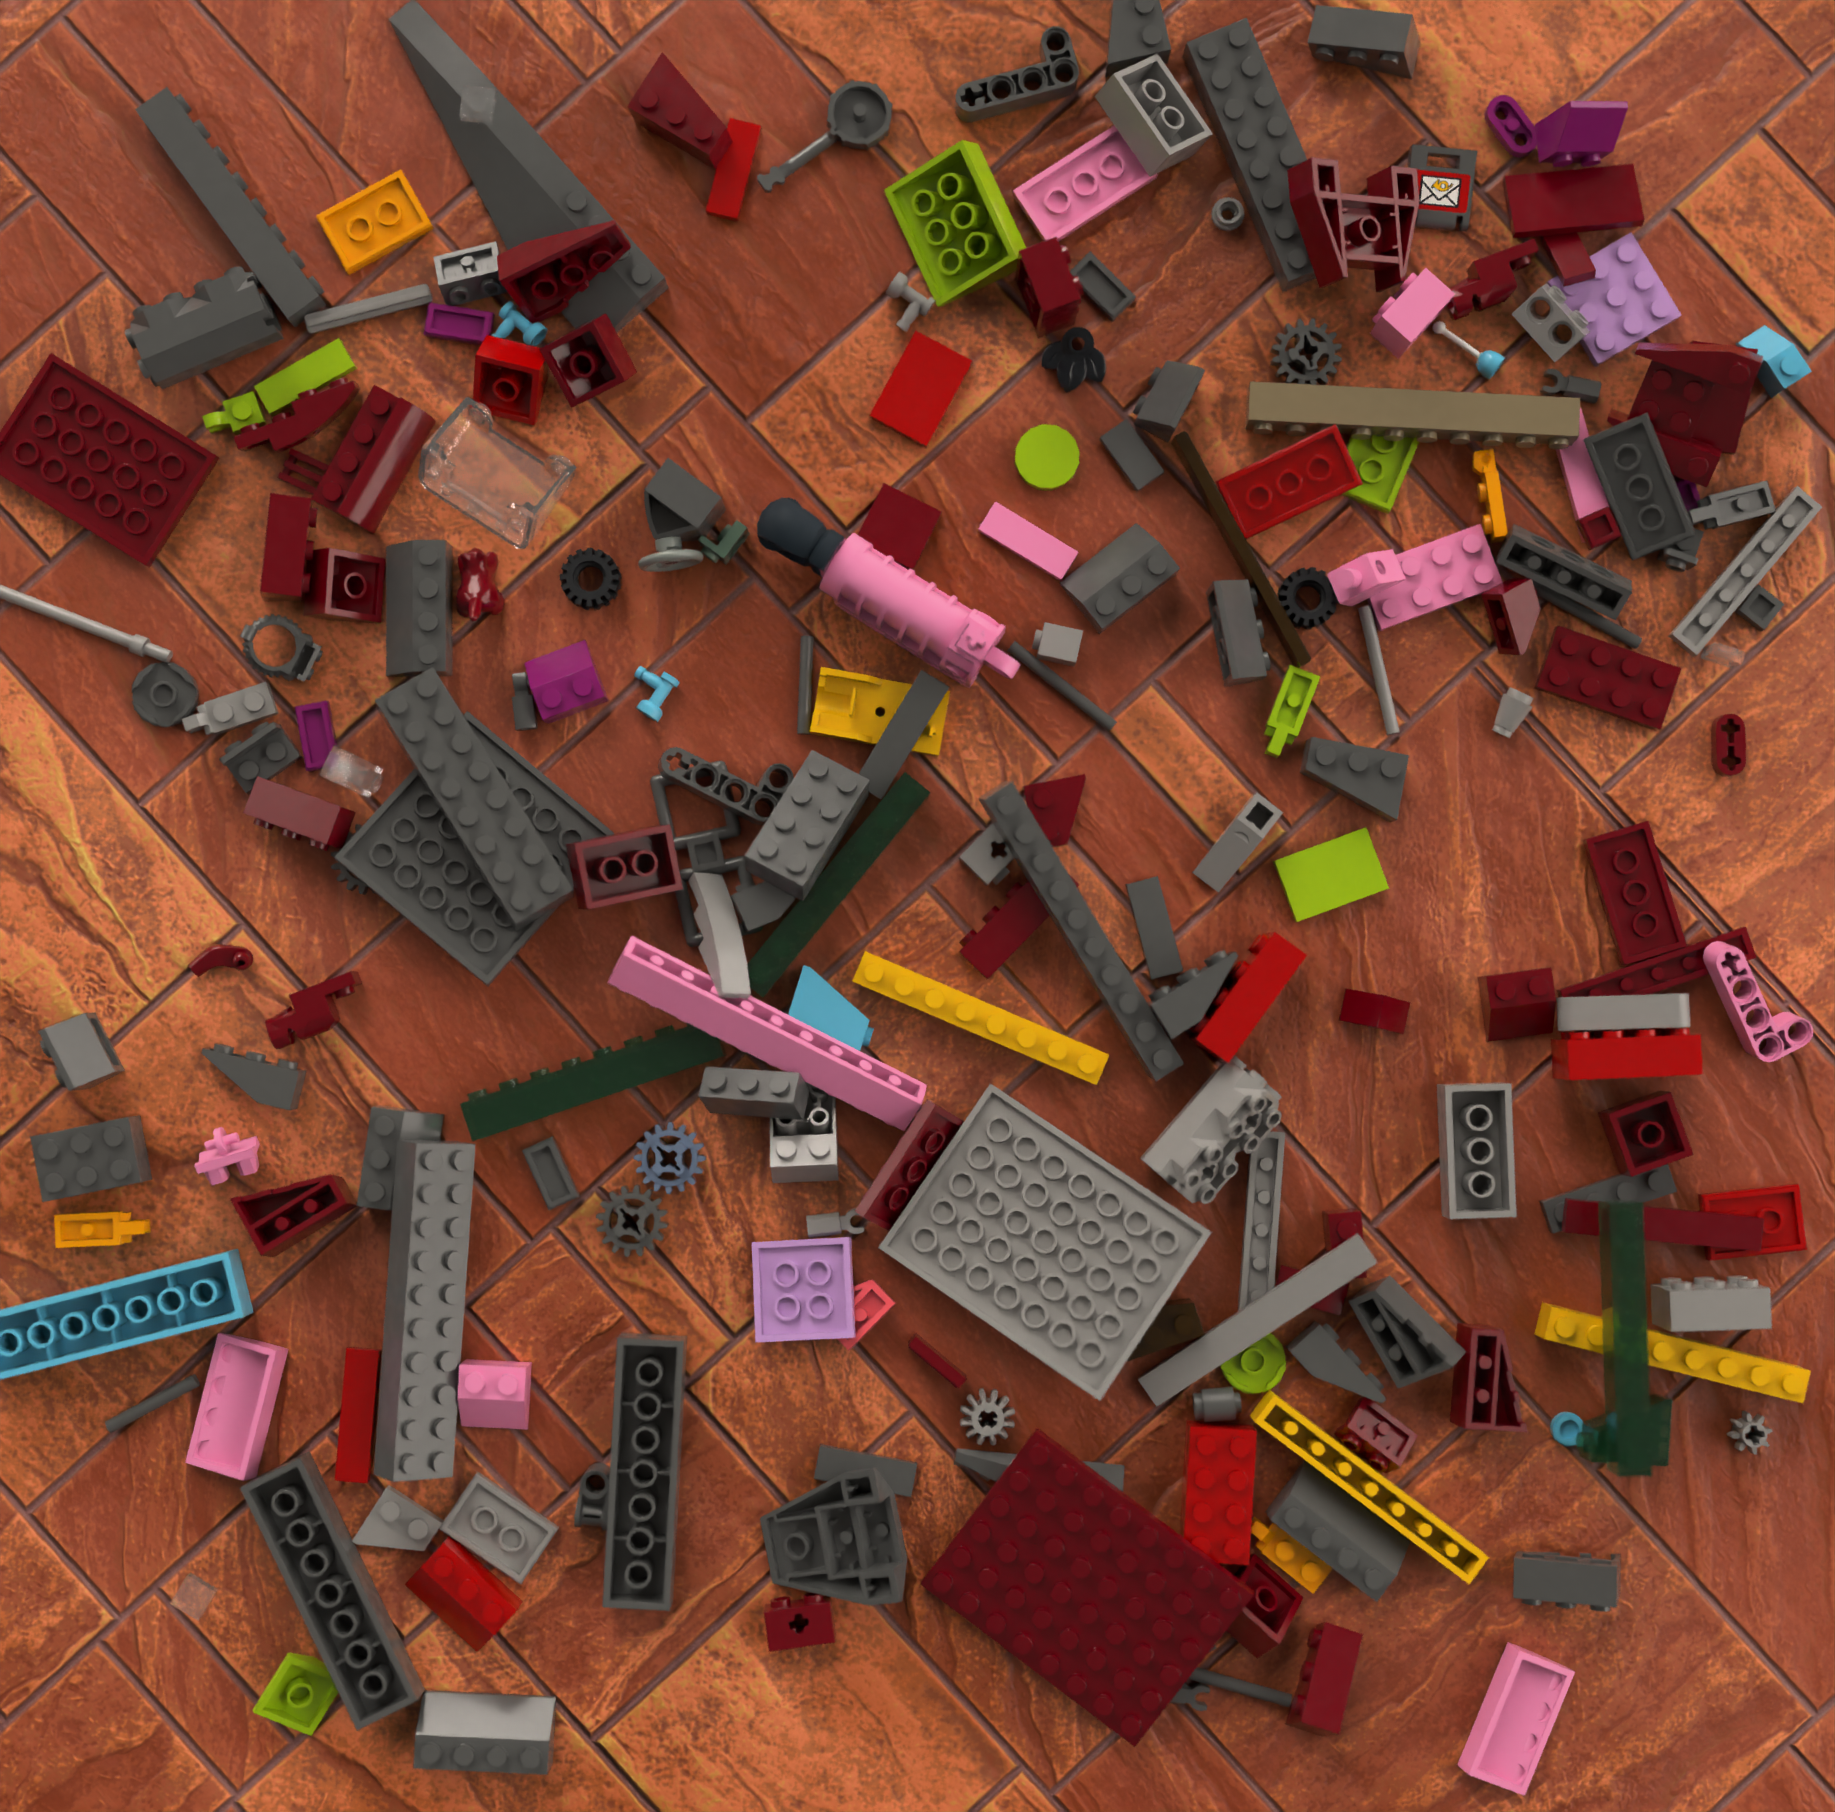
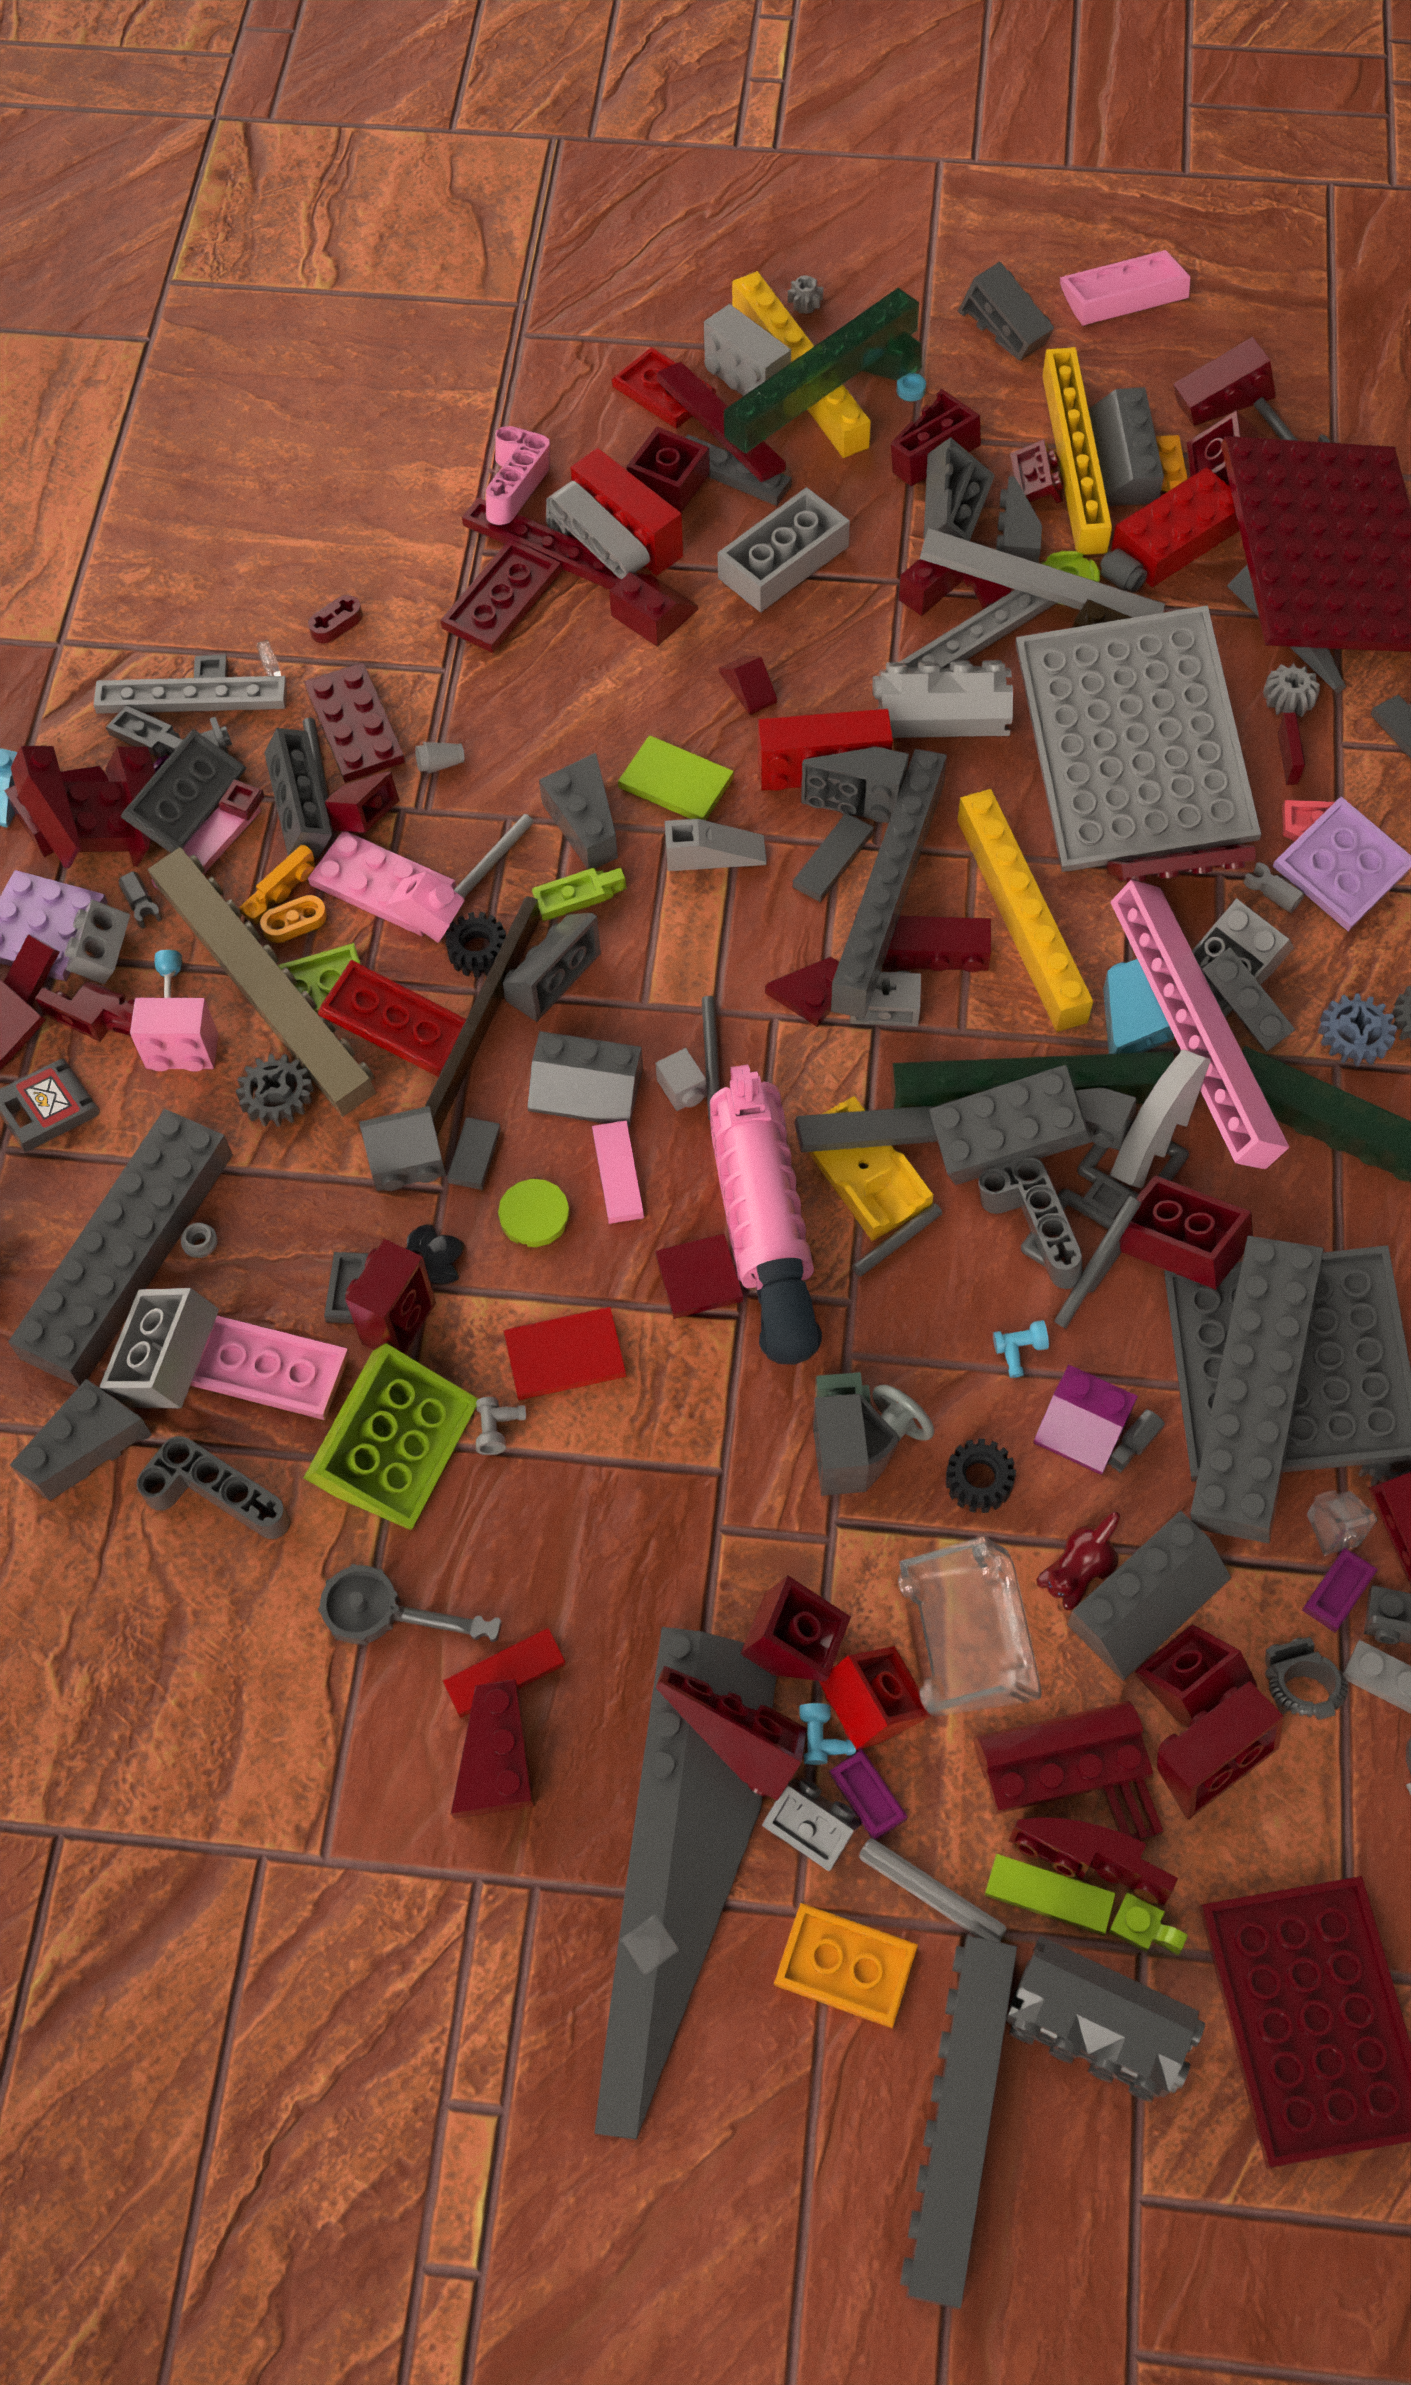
camera: 125 degrees left, 25 degrees down
(657, 789) = (1097, 1261): none -> dark grey bar
(1353, 228) = (130, 1118): dark red wedge -> none
(1450, 485) = (293, 918): none -> light orange plate

